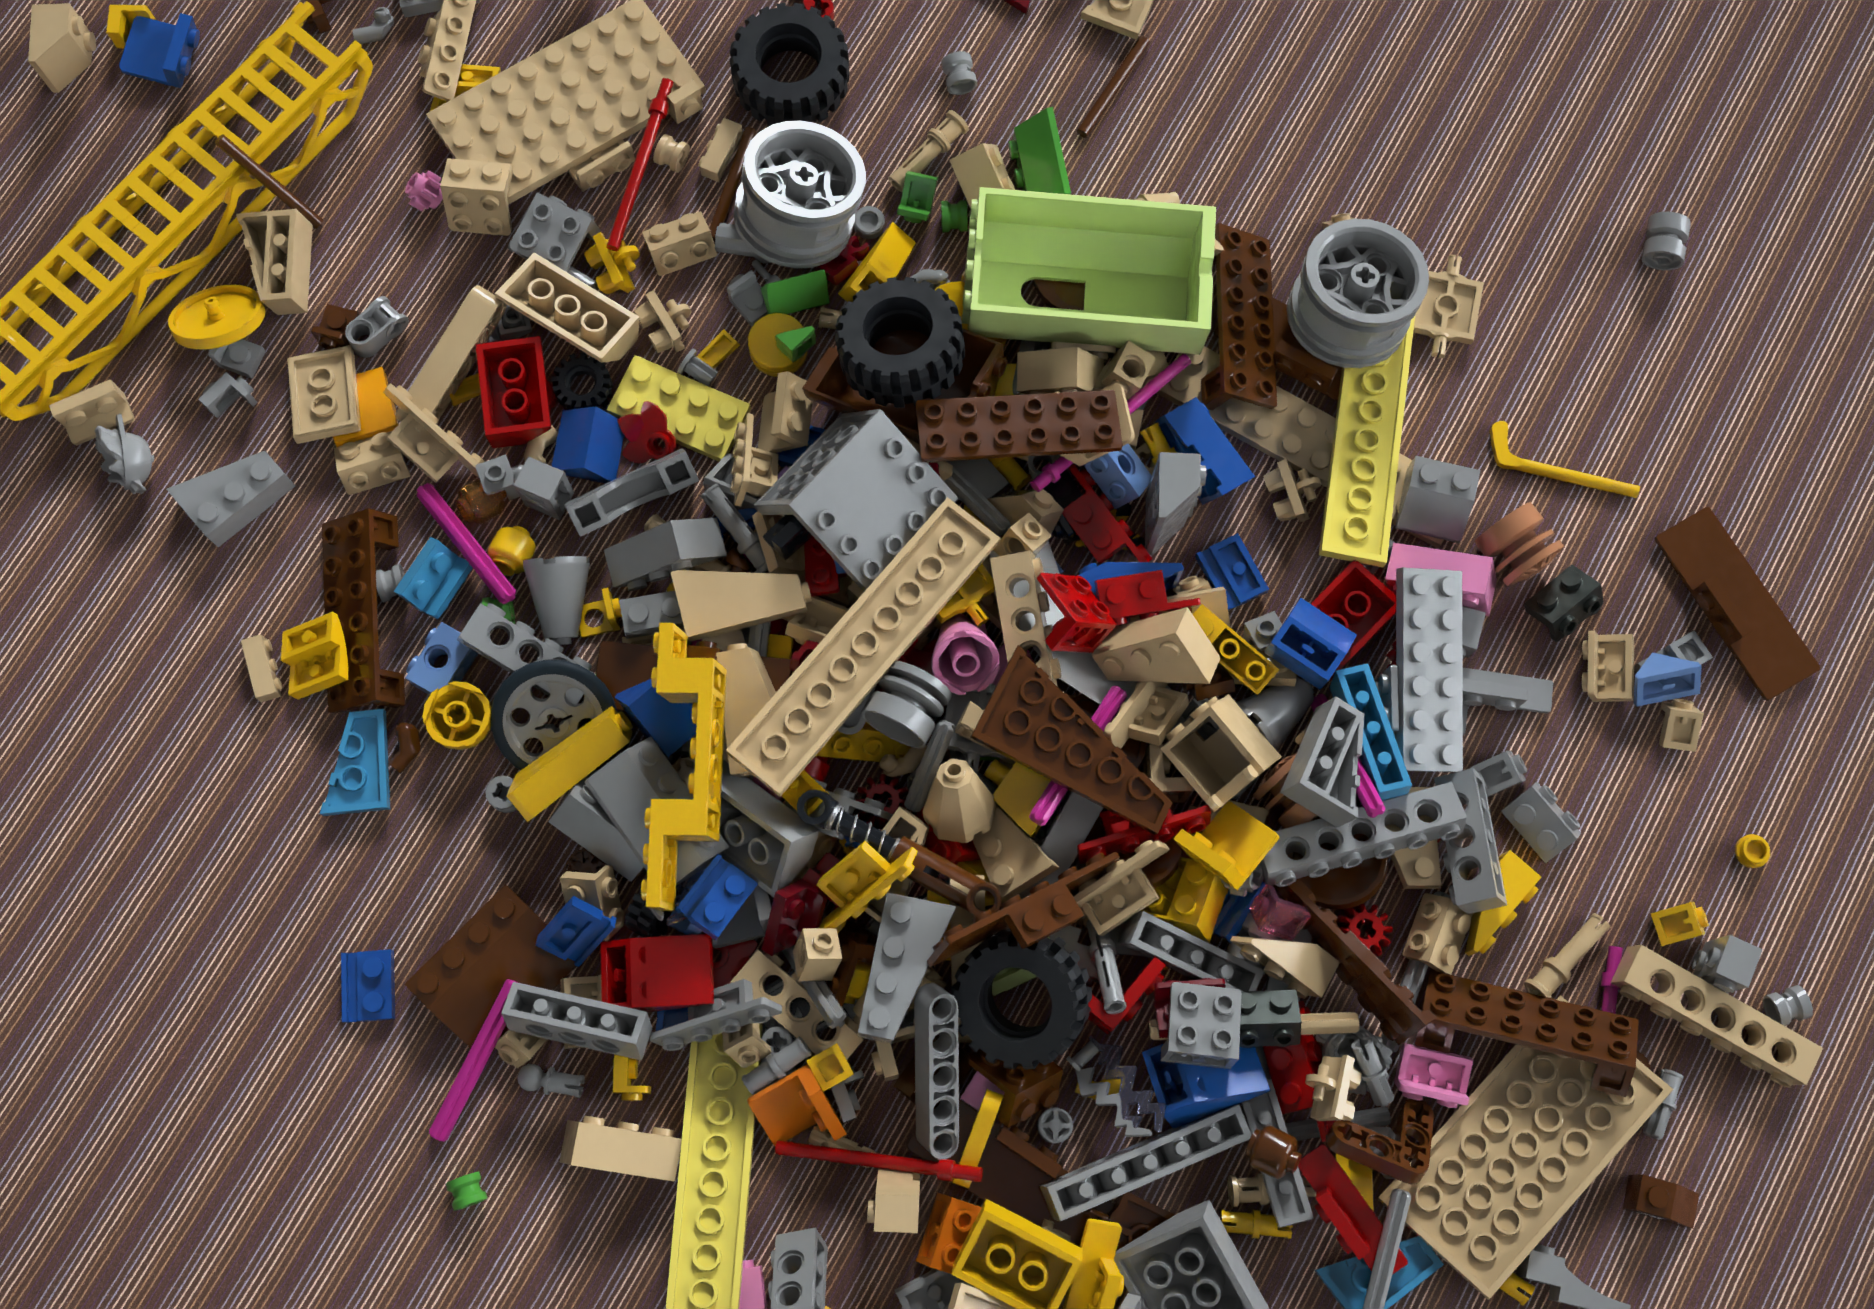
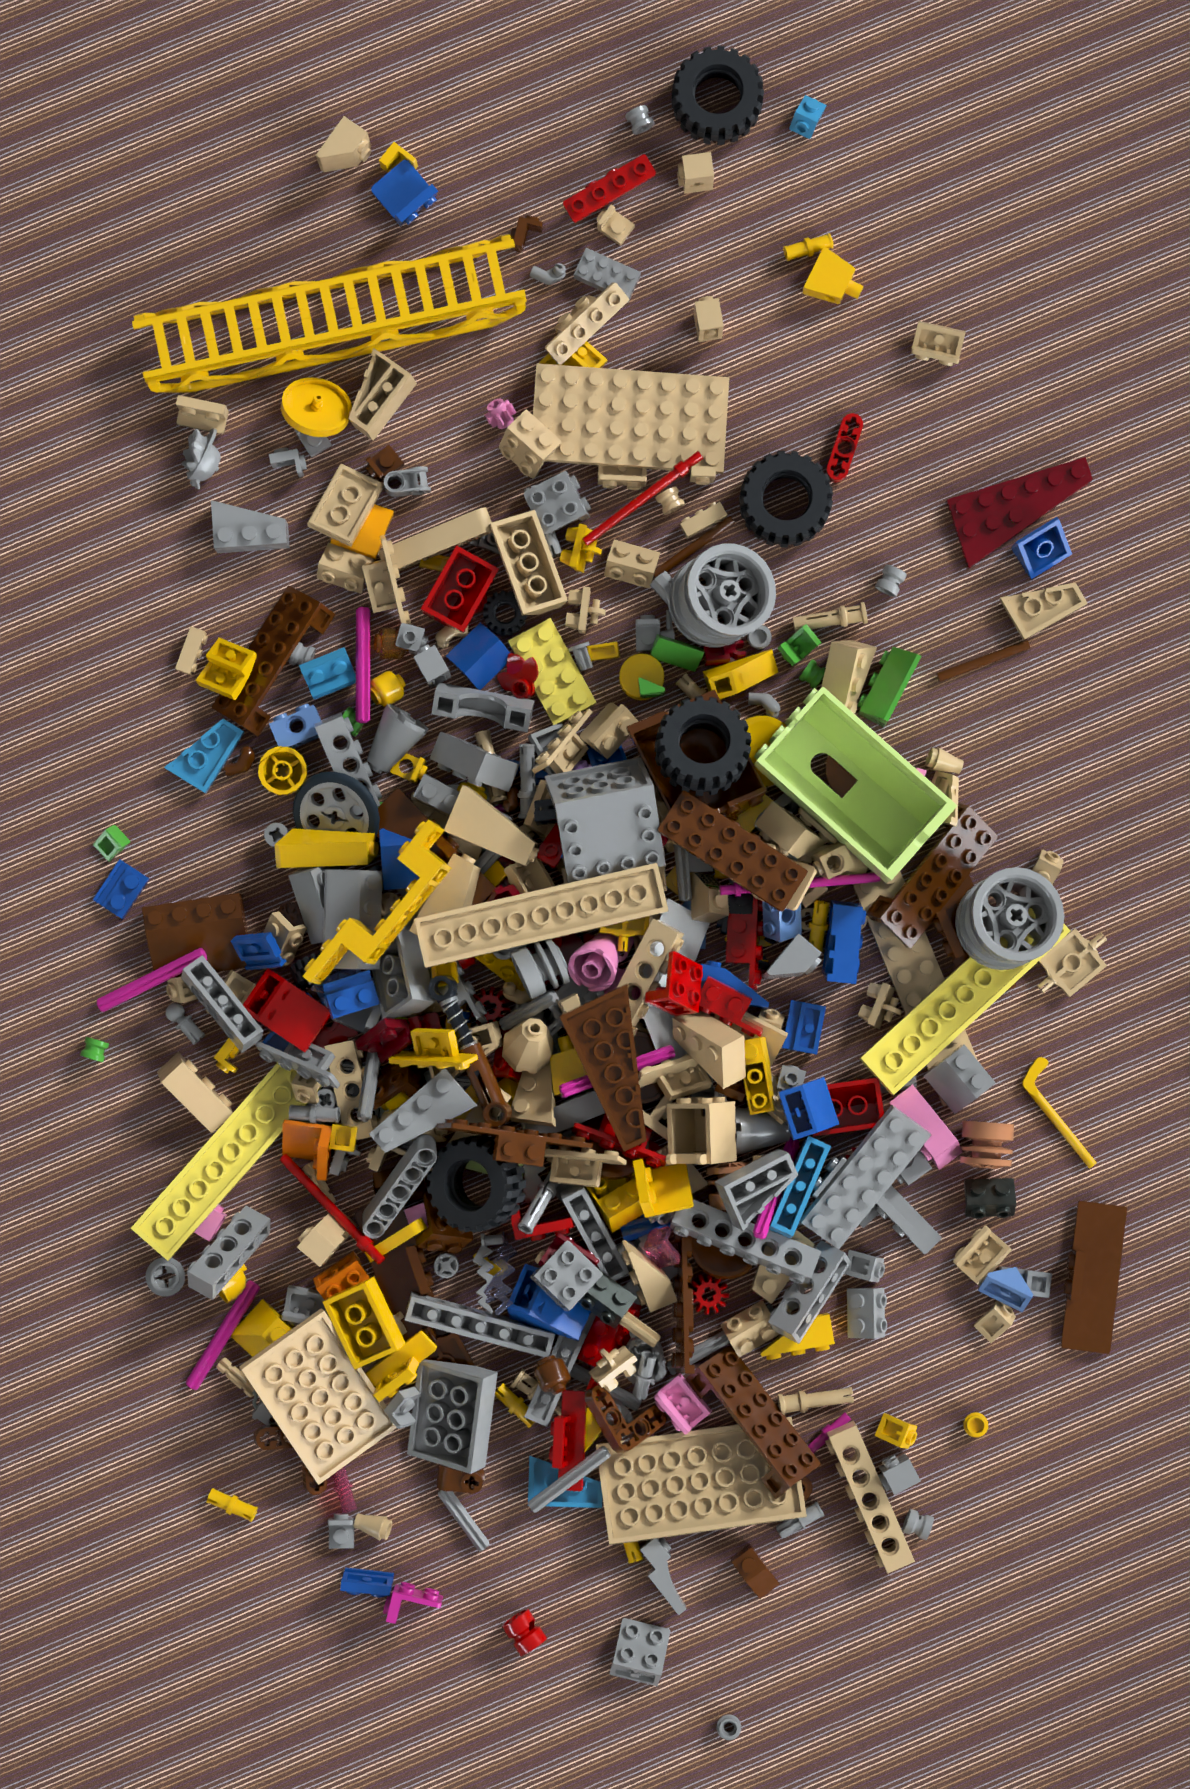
camera: 45 degrees right, 10 degrees up
(267, 180) = (407, 344): reddish brown bar -> none
(319, 943) = (111, 842): none -> bright green slope
(817, 954) = (381, 1070): tan brick -> none
(1023, 536) = (687, 917): tan brick -> none

